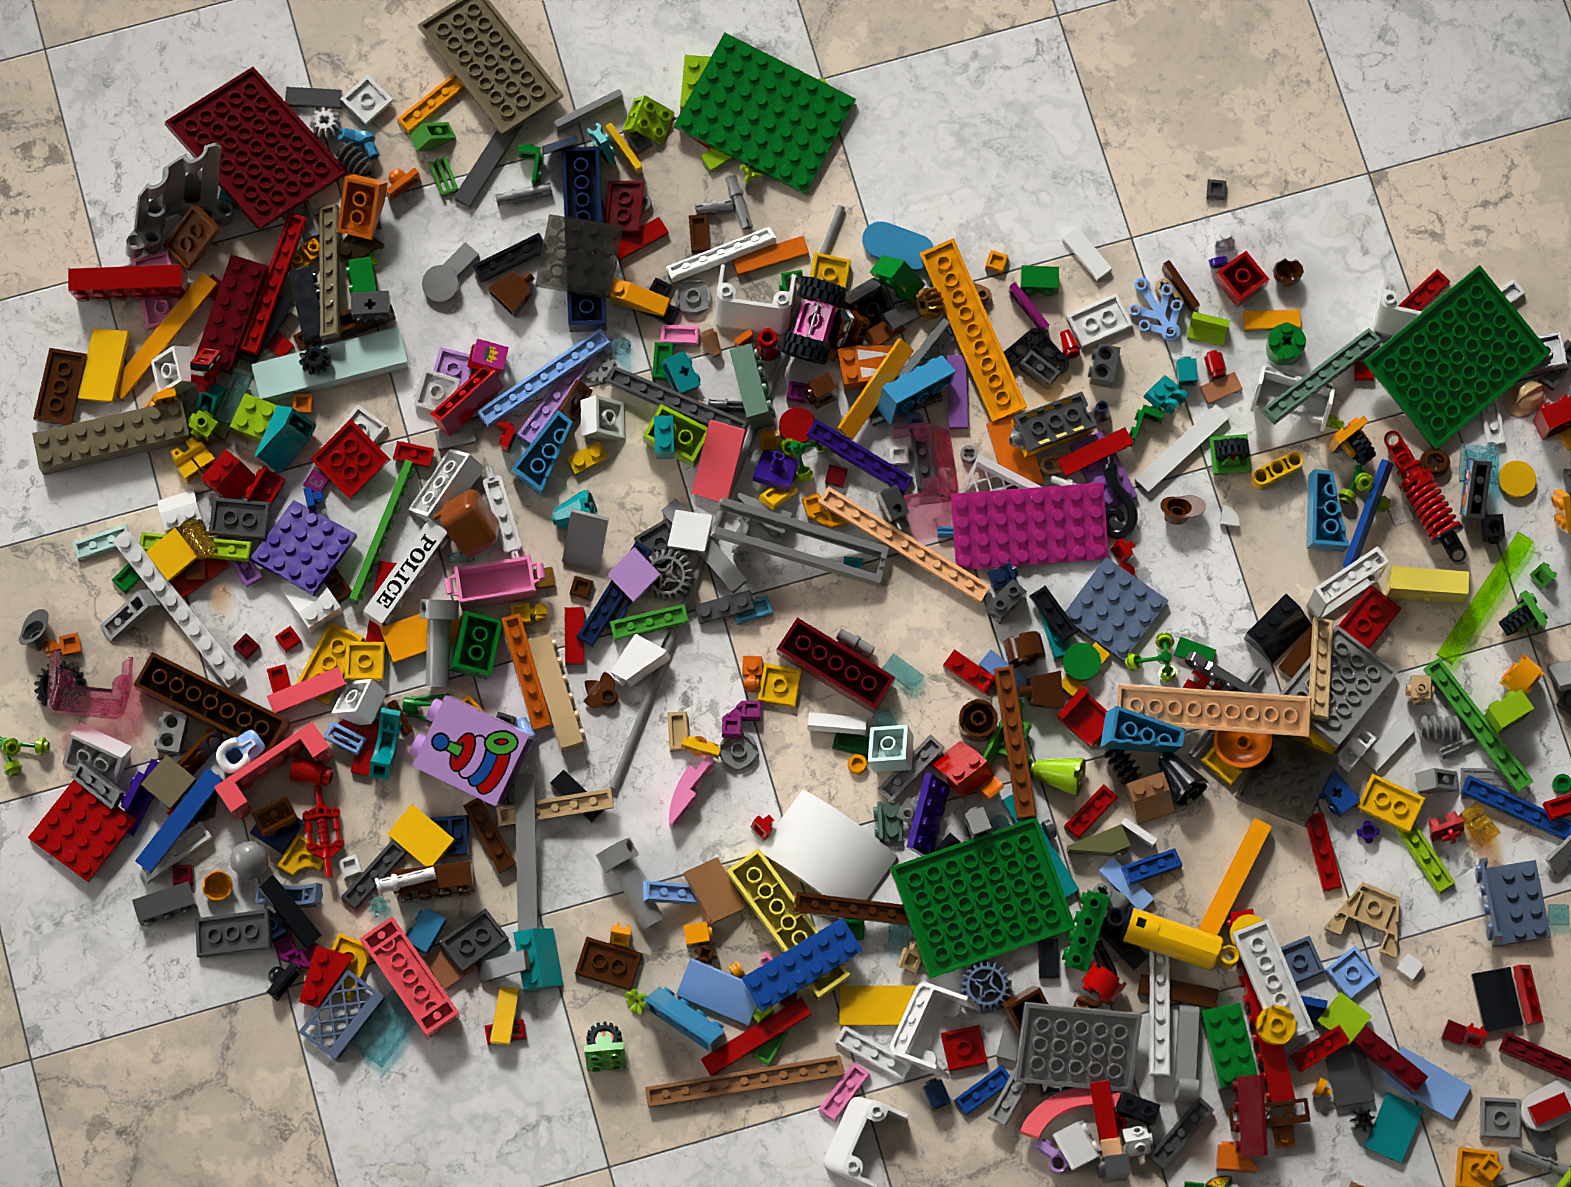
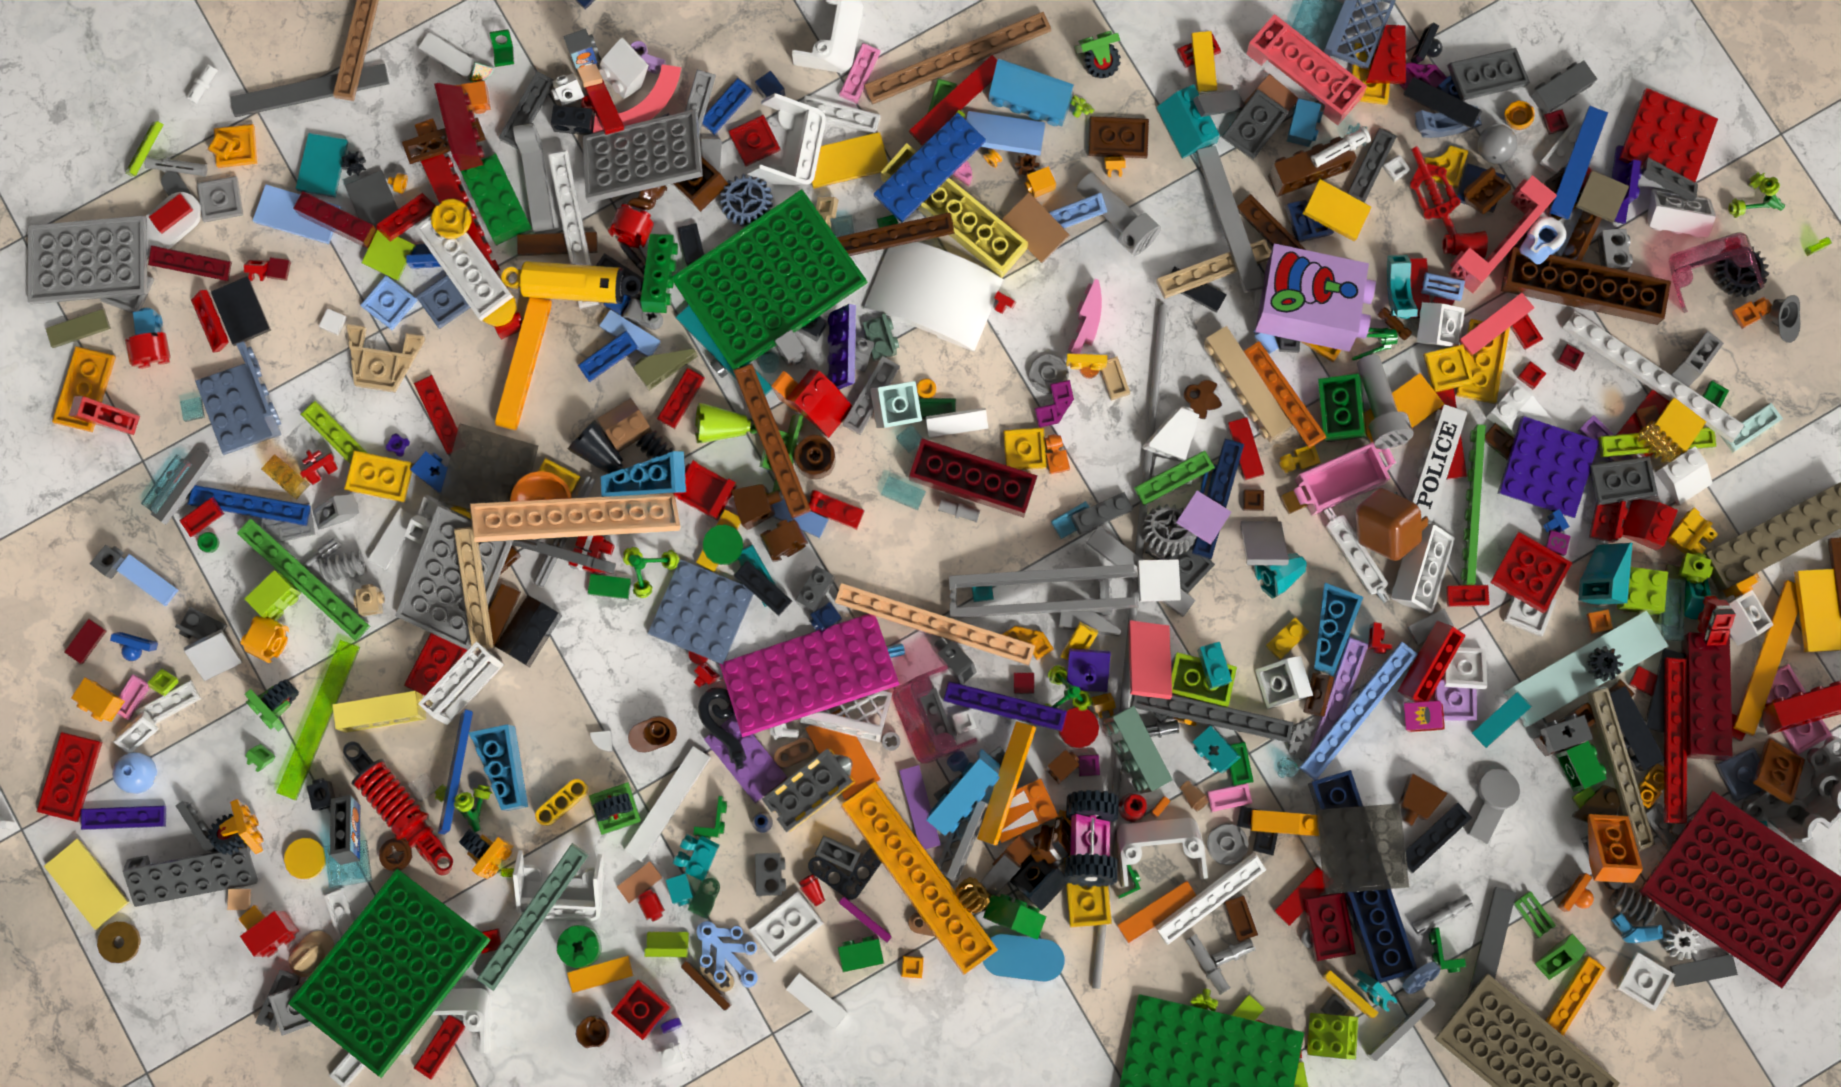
camera: 165 degrees right, 5 degrees up
(222, 247) = (1739, 774): none -> sand blue tile
(419, 338) = (1502, 719): none -> teal tile
(1095, 452) = (757, 772): red tile -> none
(1138, 833) = (628, 385): white tile -> none
(1167, 359) = (703, 901): none -> clear green piece

